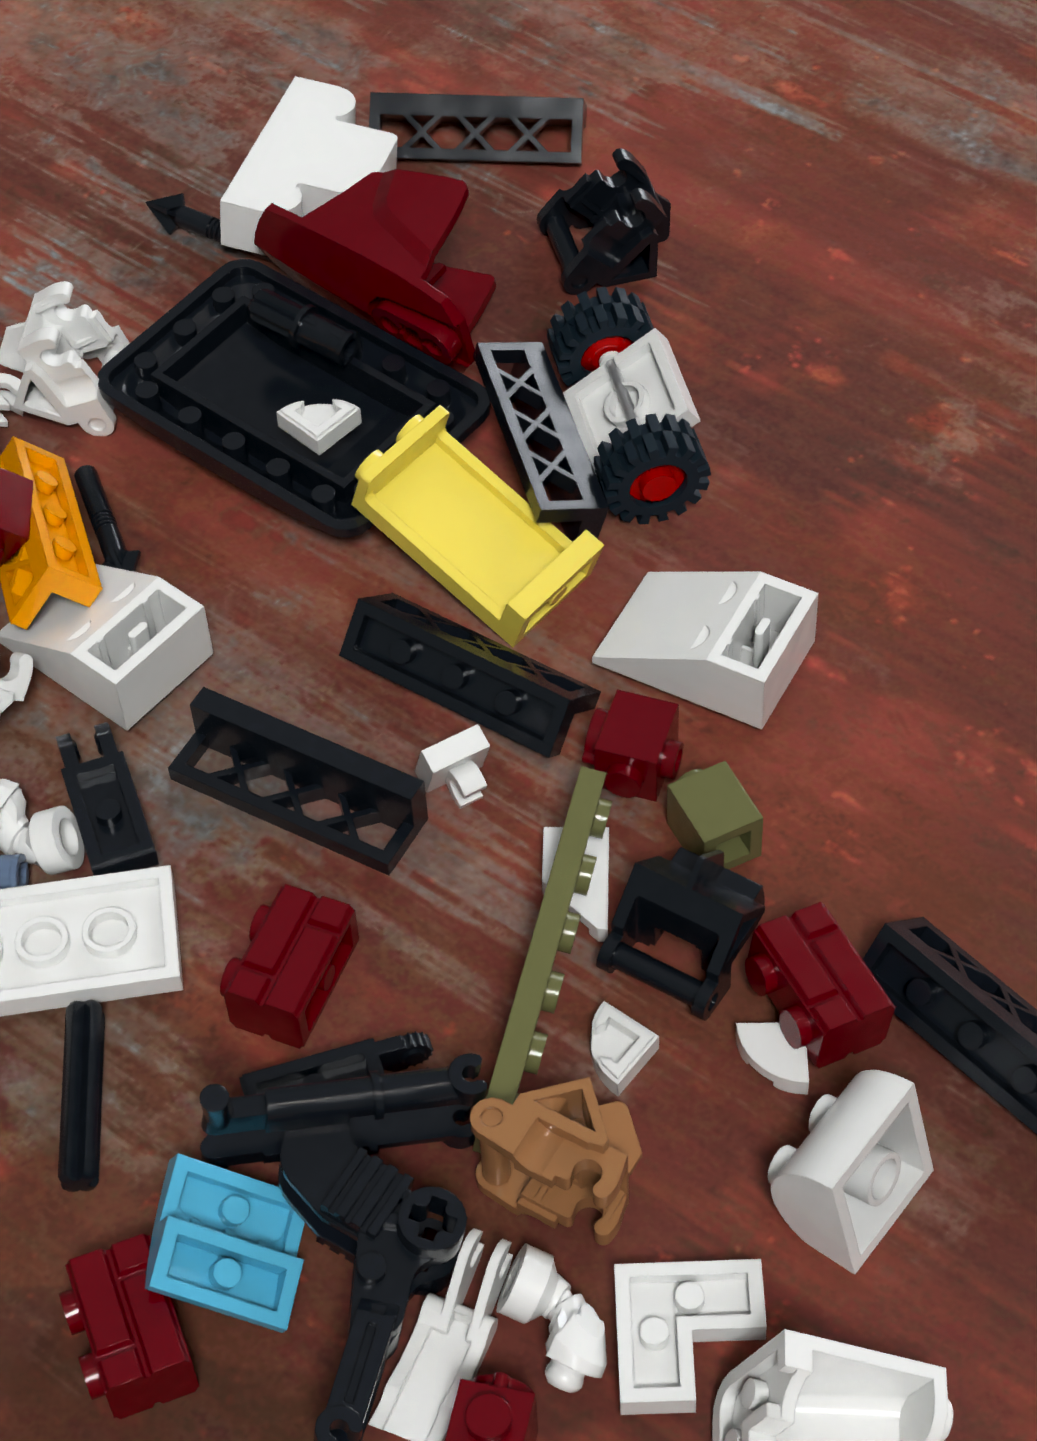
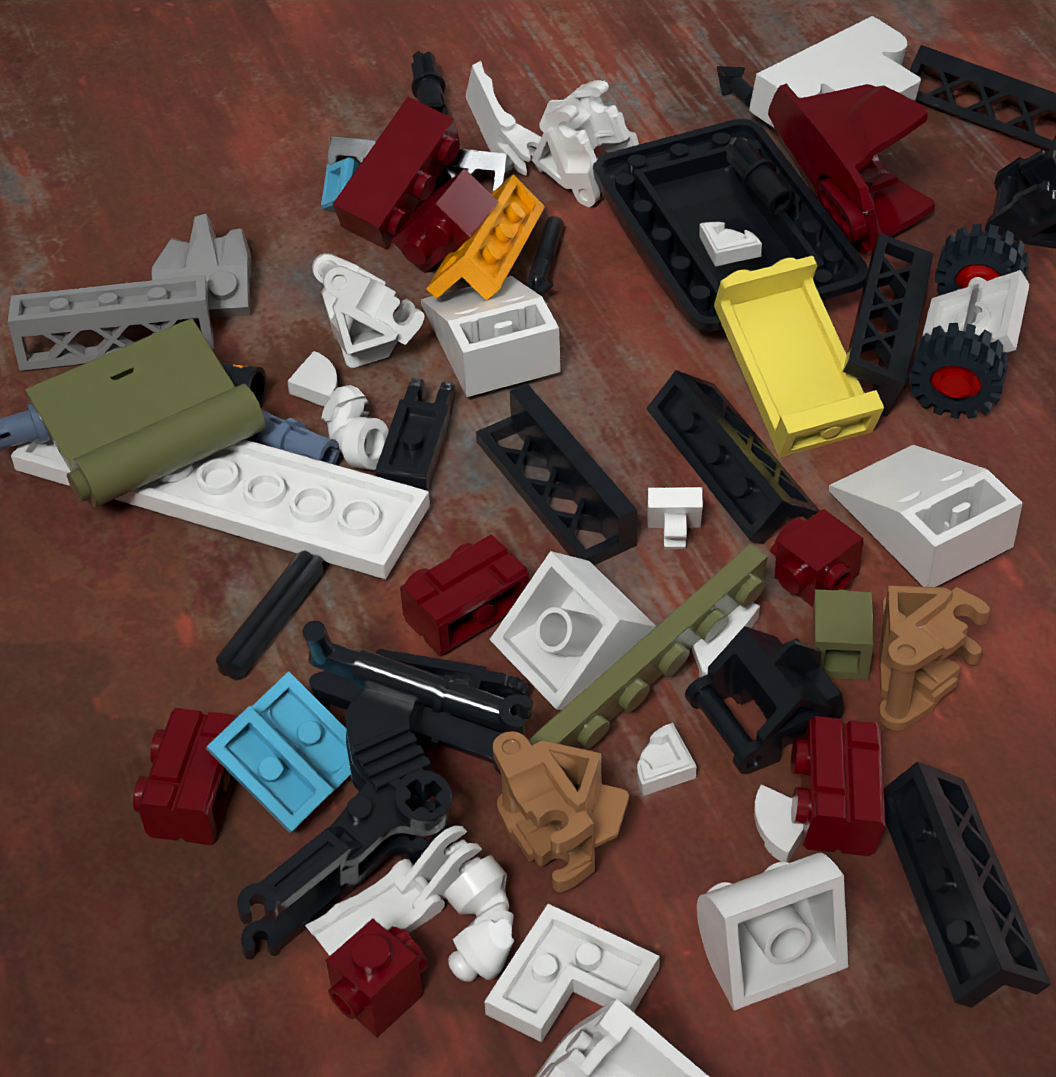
camera: 30 degrees right, 5 degrees down
(434, 952) = (568, 628): none -> white slope
(806, 799) = (915, 649): none -> medium nougat piece

